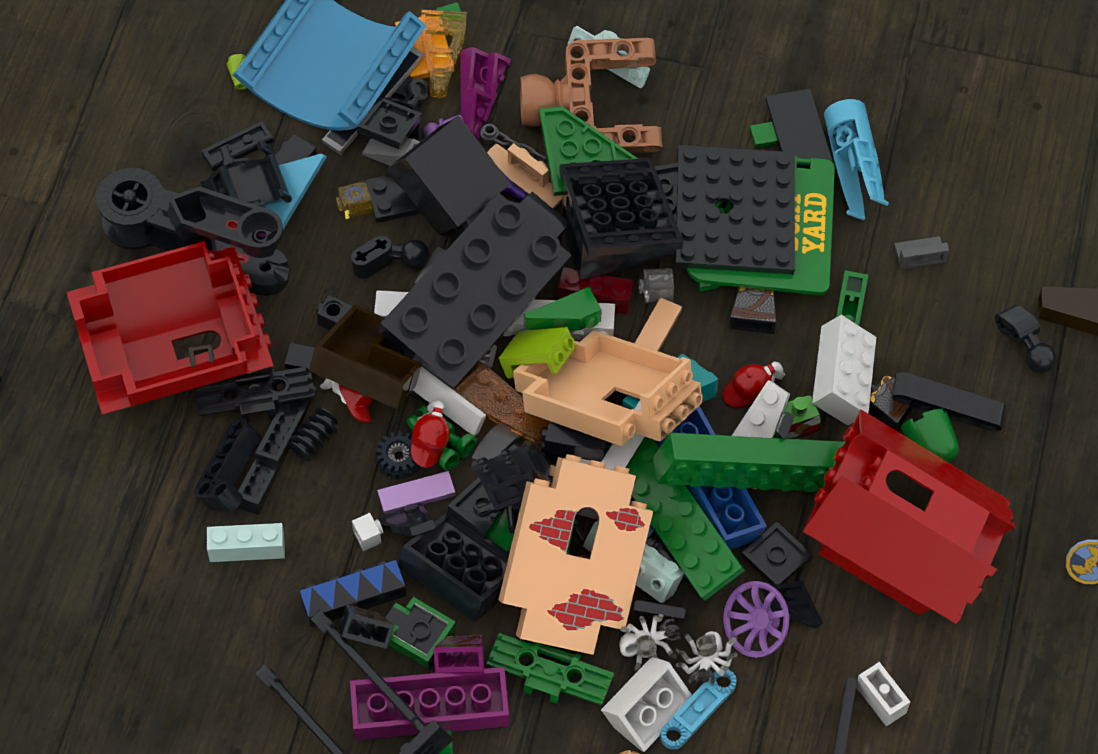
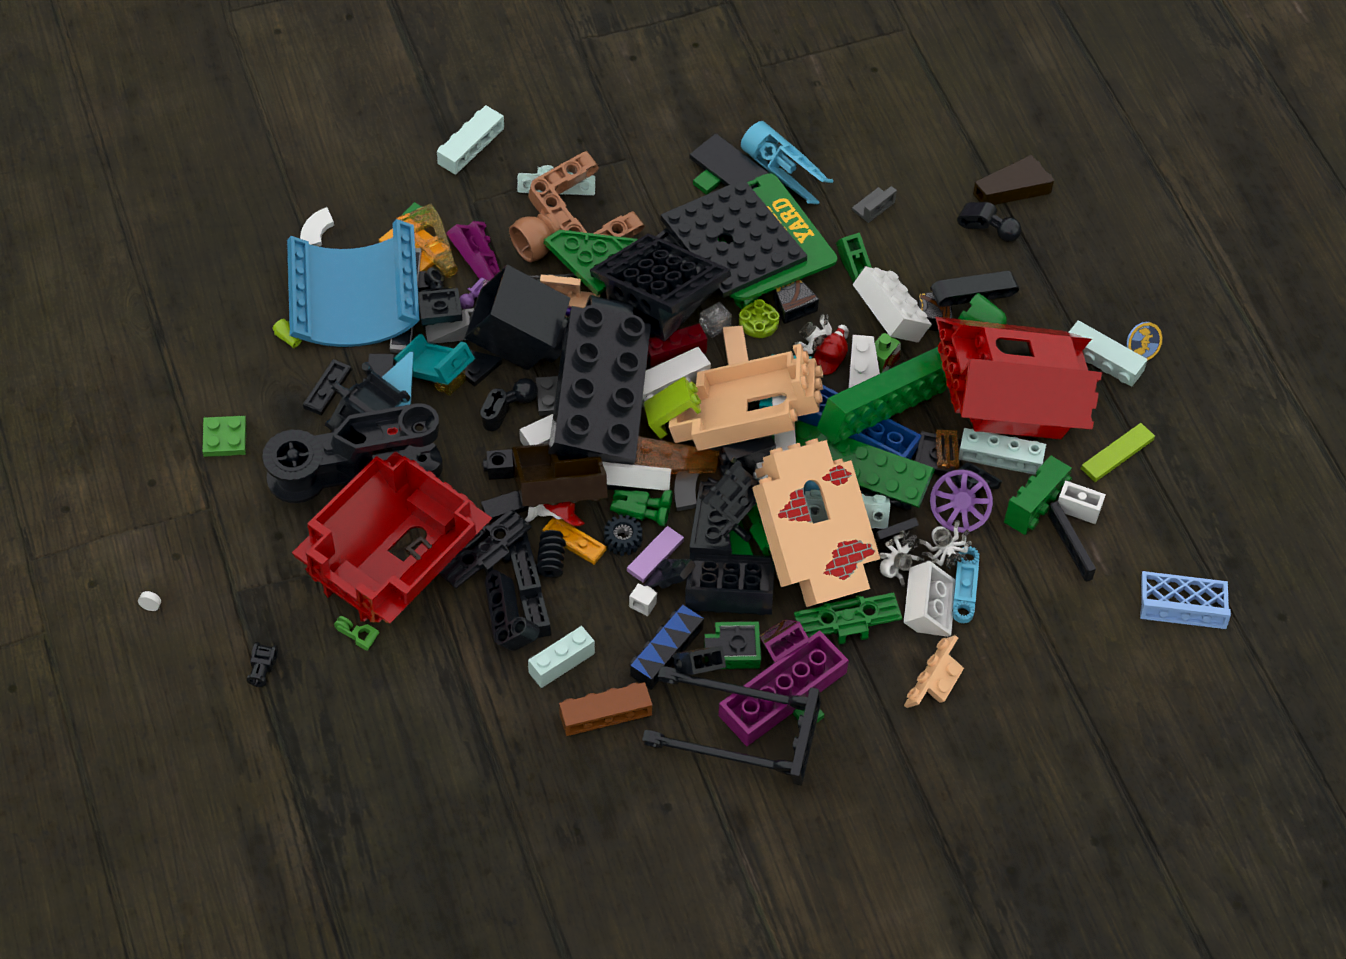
camera: 35 degrees left, 5 degrees down
(83, 421) = (344, 625): none -> bright green piece
(109, 142) = (224, 436): none -> bright green plate
(246, 619) = (605, 708): none -> dark orange brick
(347, 174) = (435, 361): none -> teal panel
(351, 435) = (577, 540): none -> light orange tile
(430, 436) = (640, 504): red hair -> none
(573, 311) = (677, 364): green slope -> none
(705, 309) = (759, 319): none -> lime tile
(742, 356) = (814, 334): none -> animal
(776, 572) = (947, 462): none -> clear orange tile
(785, 424) = (888, 357): black tile -> none
(844, 658) = (1037, 495): none -> green wedge
(846, 593) = (1001, 451): none -> light aqua brick
(971, 664) = (1117, 452): none -> lime tile
(1041, 552) = (1110, 355): none -> light aqua brick

